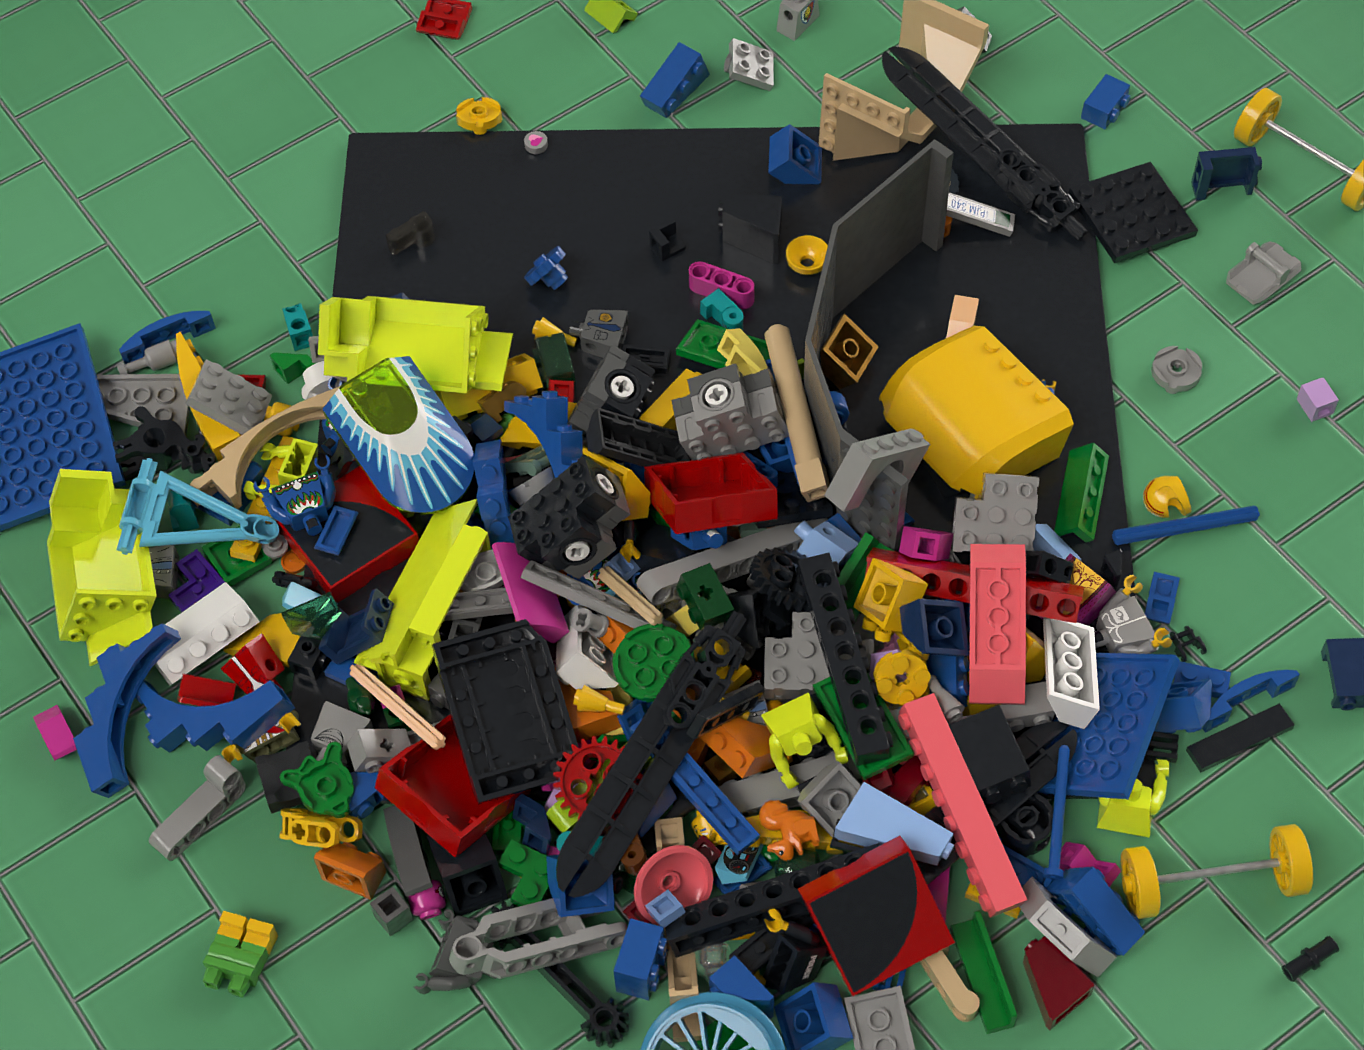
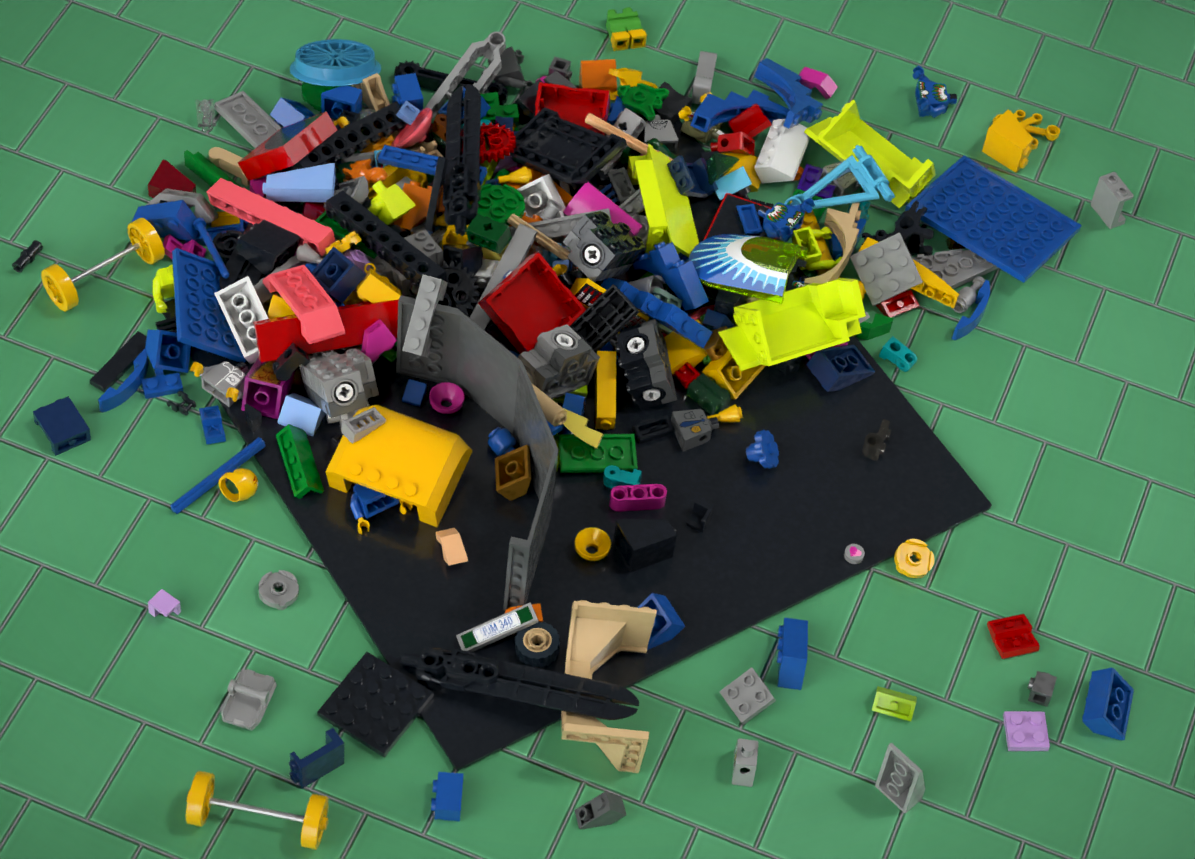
camera: 140 degrees right, 5 degrees down
(1019, 433) = (354, 433): none -> light grey slope

